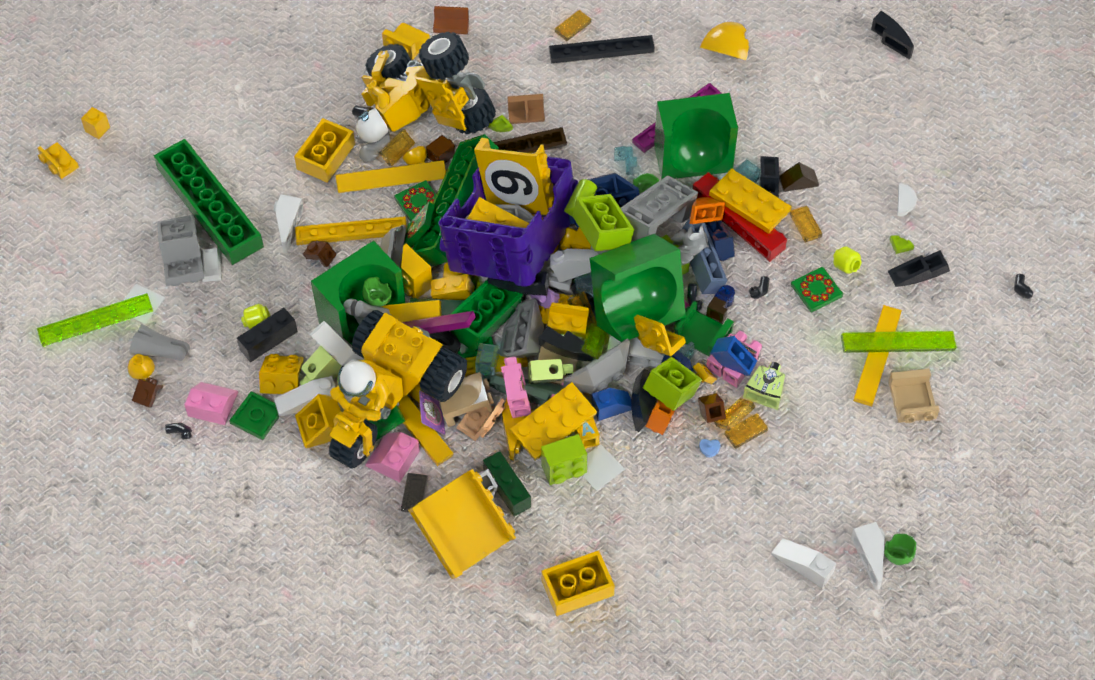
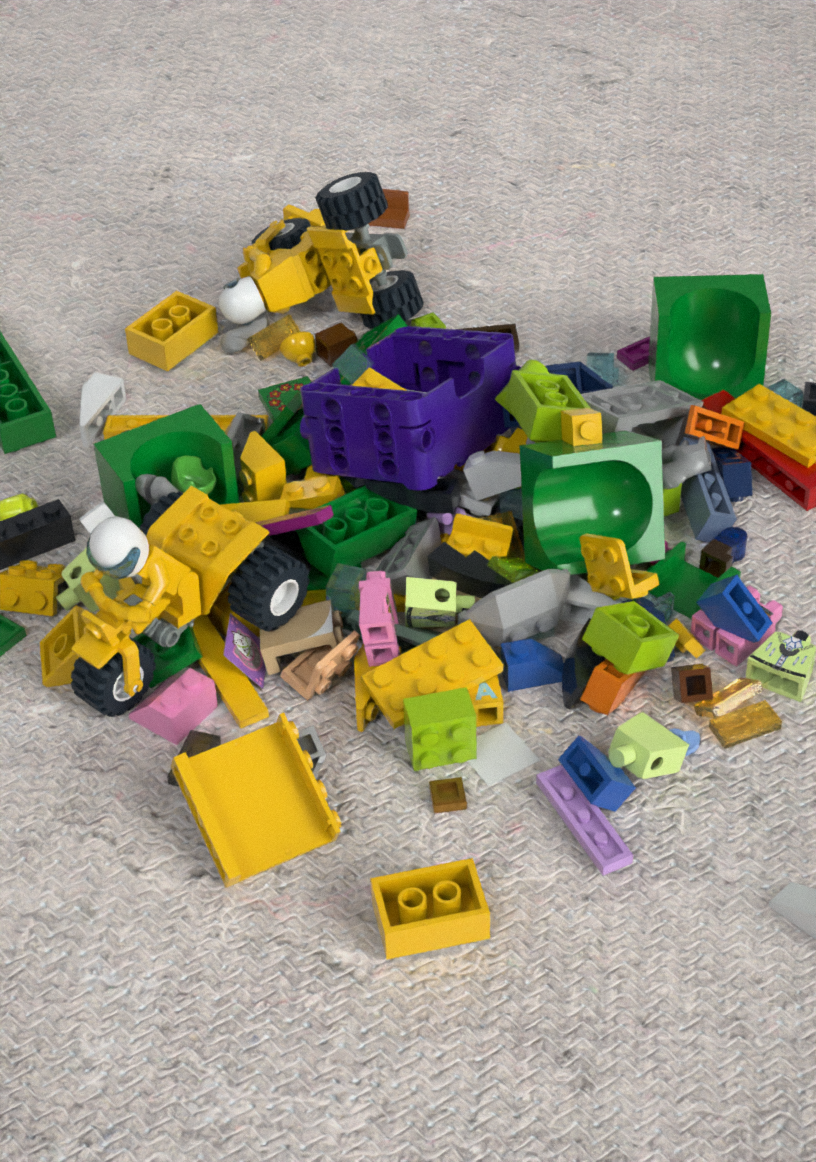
camera: 10 degrees right, 15 degrees down
(299, 397) = (44, 616): white slope -> none
(390, 176) = (254, 367): yellow tile -> none
(467, 192) = (353, 363): none -> clear light blue brick
(509, 485) = (345, 758): dark green brick -> none
(515, 177) = (428, 344): panel -> none
(526, 108) = (468, 307): medium nougat panel -> none
(573, 25) = (553, 226): clear yellow tile -> none
(573, 501) = (447, 795): none -> pearl gold tile
(601, 49) = (588, 251): black plate -> none
(628, 243) = (581, 426): none -> yellow brick
(658, 509) = (584, 821): none -> lavender plate
(662, 481) = (595, 775): none -> blue slope
(689, 458) = (646, 748): none -> yellowish green torso
(691, 295) = (680, 533): black arm -> none
(728, 40) = (770, 248): yellow brick -> none
(762, 290) = (791, 542): black arm -> none

